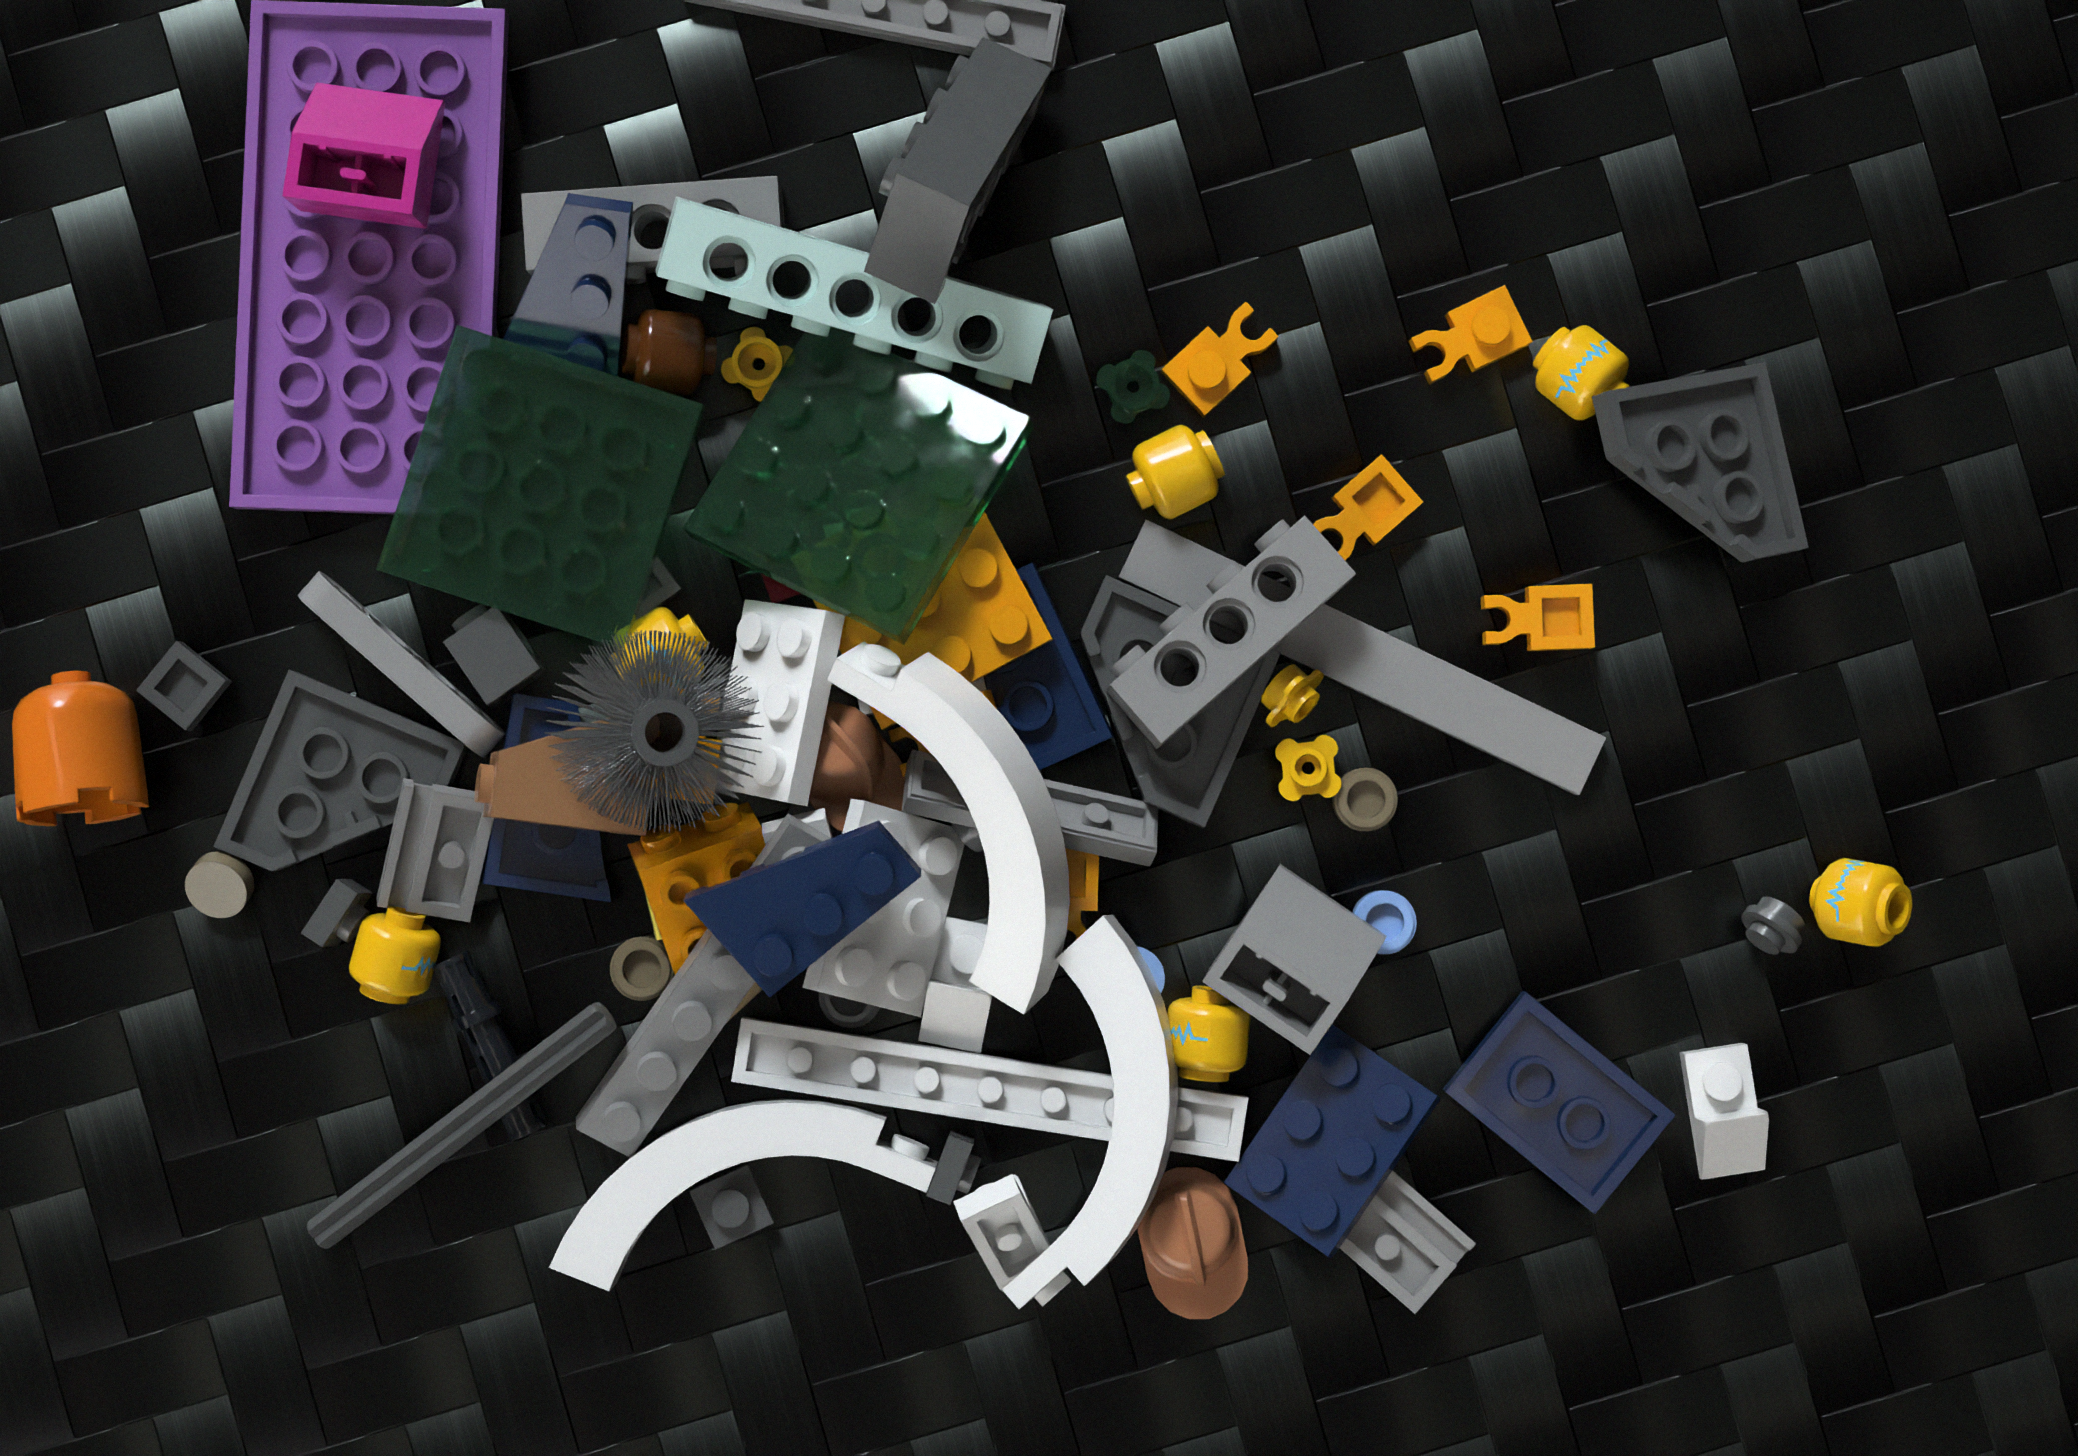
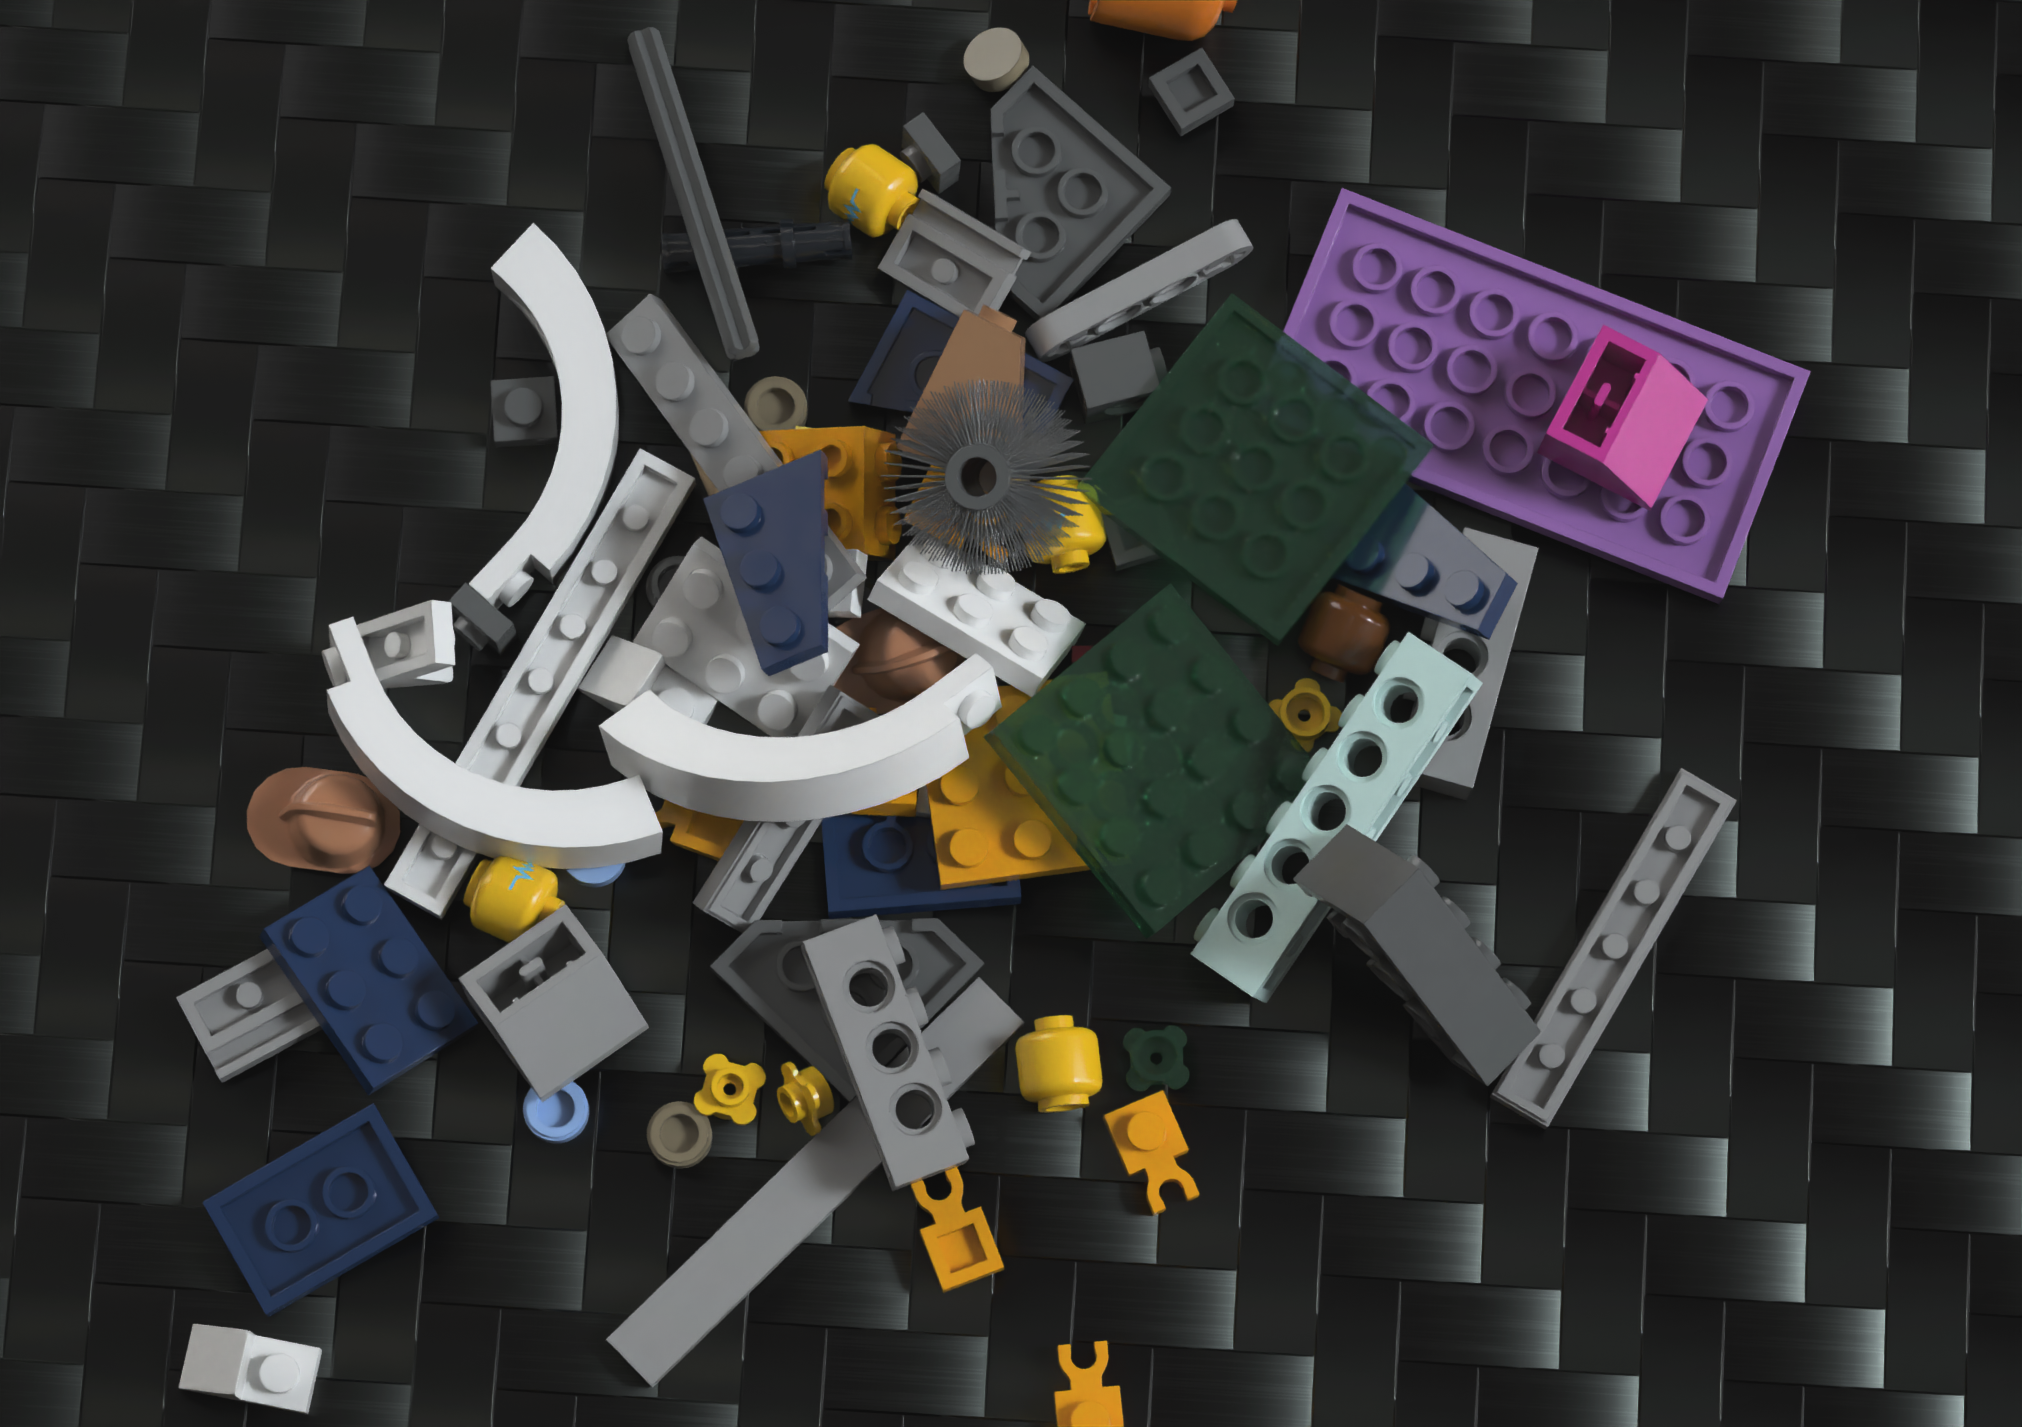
camera: 105 degrees right, 10 degrees down
(1550, 617) = (786, 1374): light orange plate -> none

